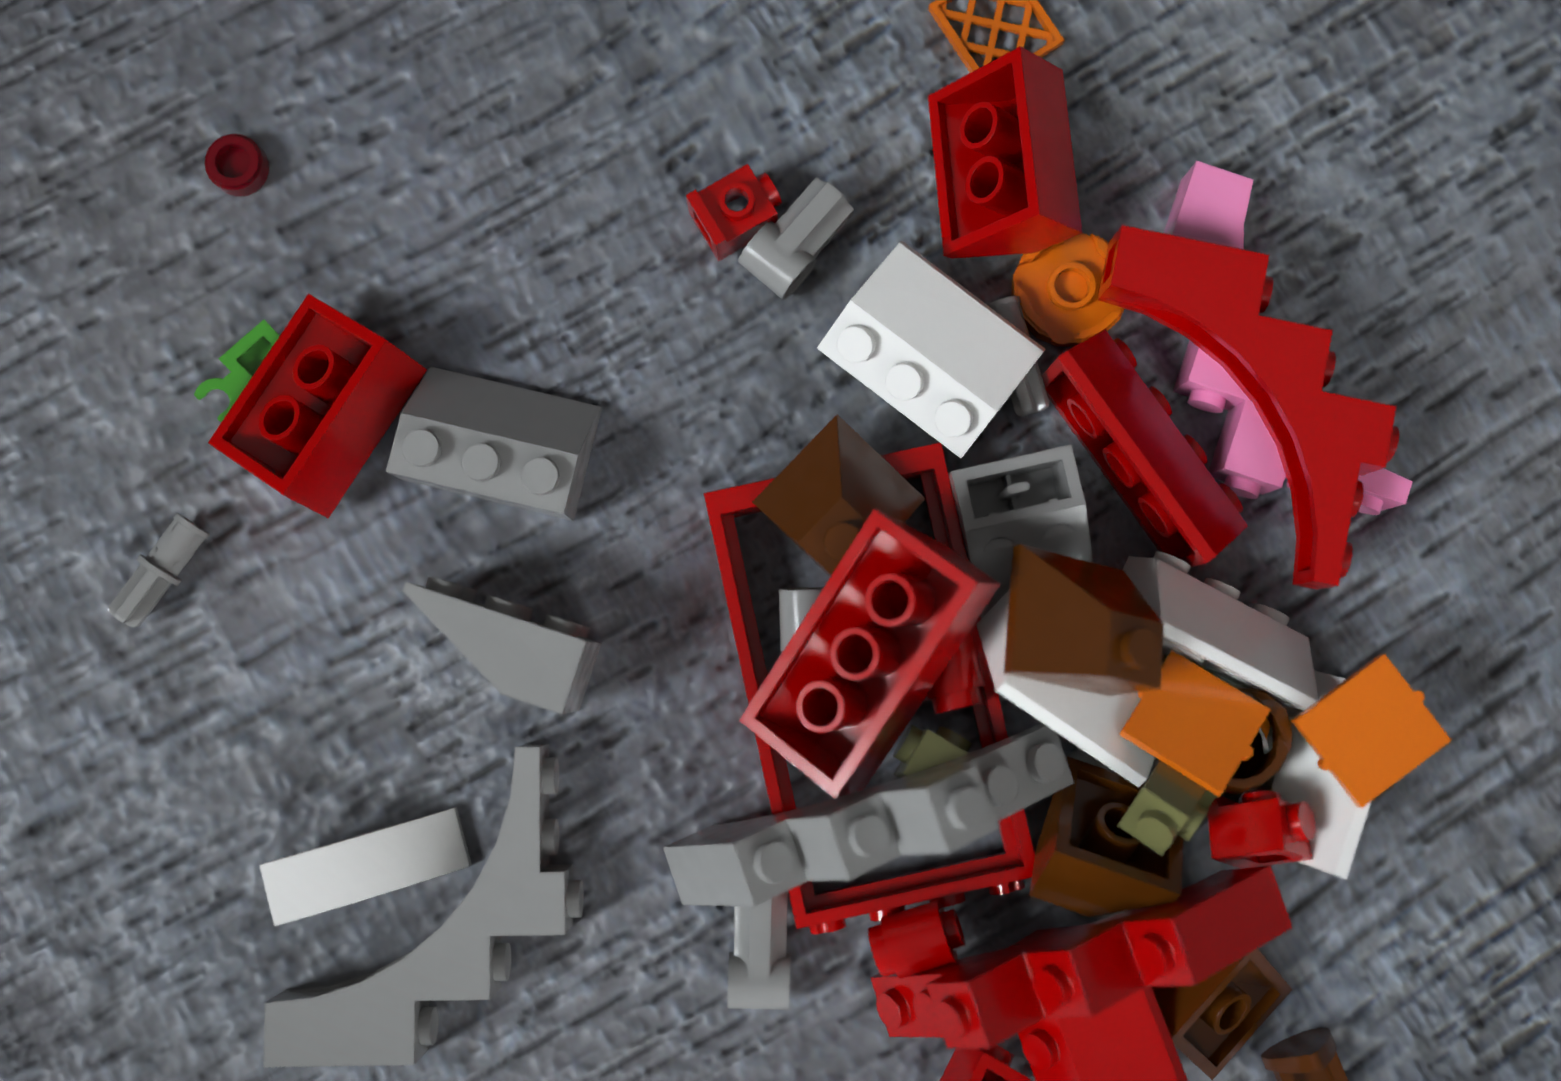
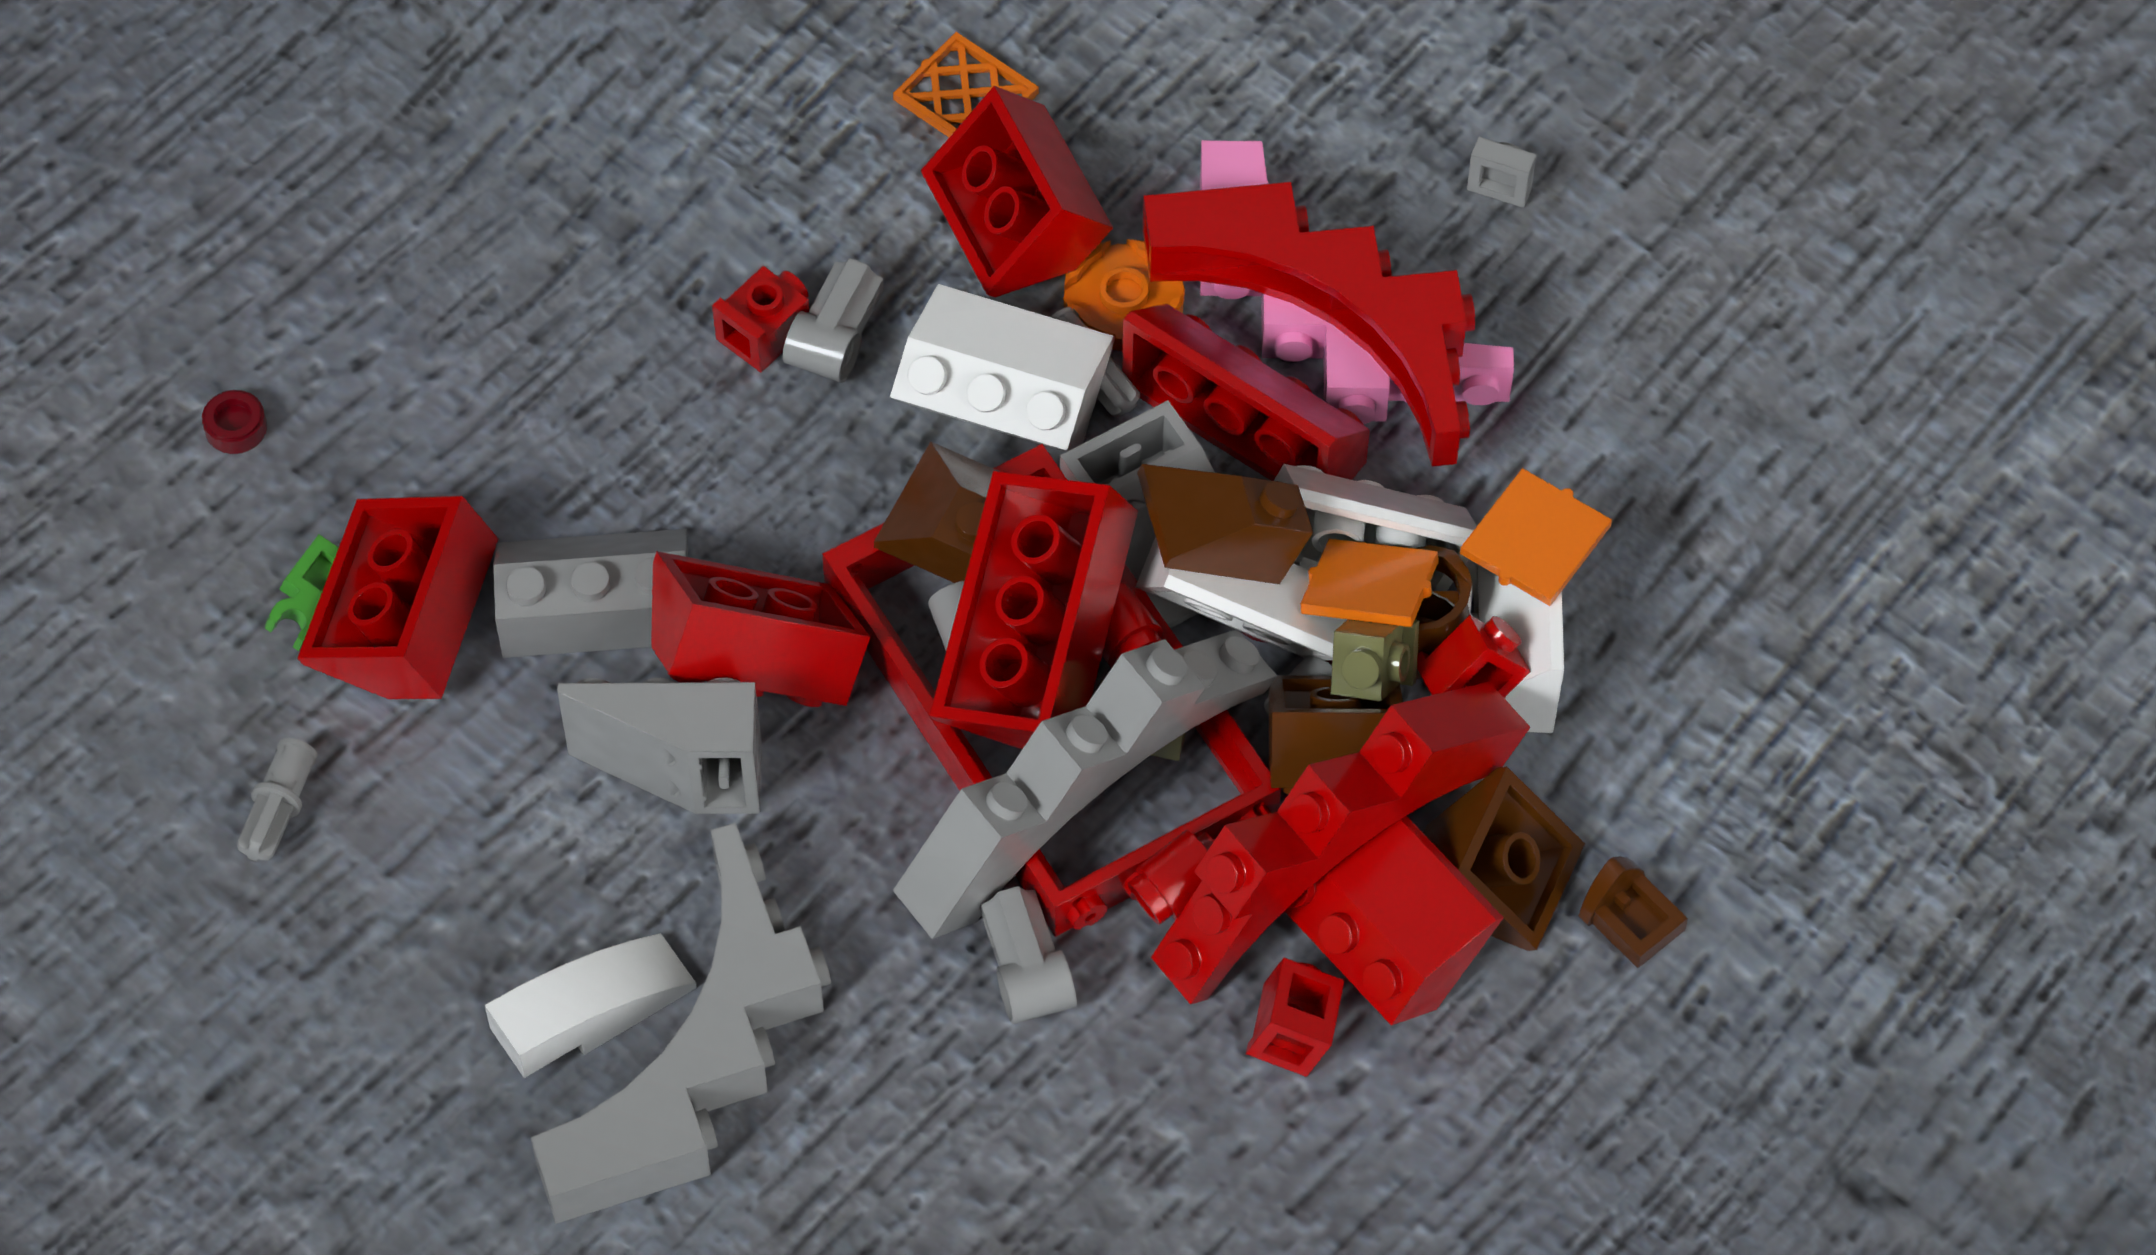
camera: 20 degrees left, 25 degrees down
(613, 556) = (754, 628): none -> red slope
(1465, 274) = (1501, 171): none -> light grey plate

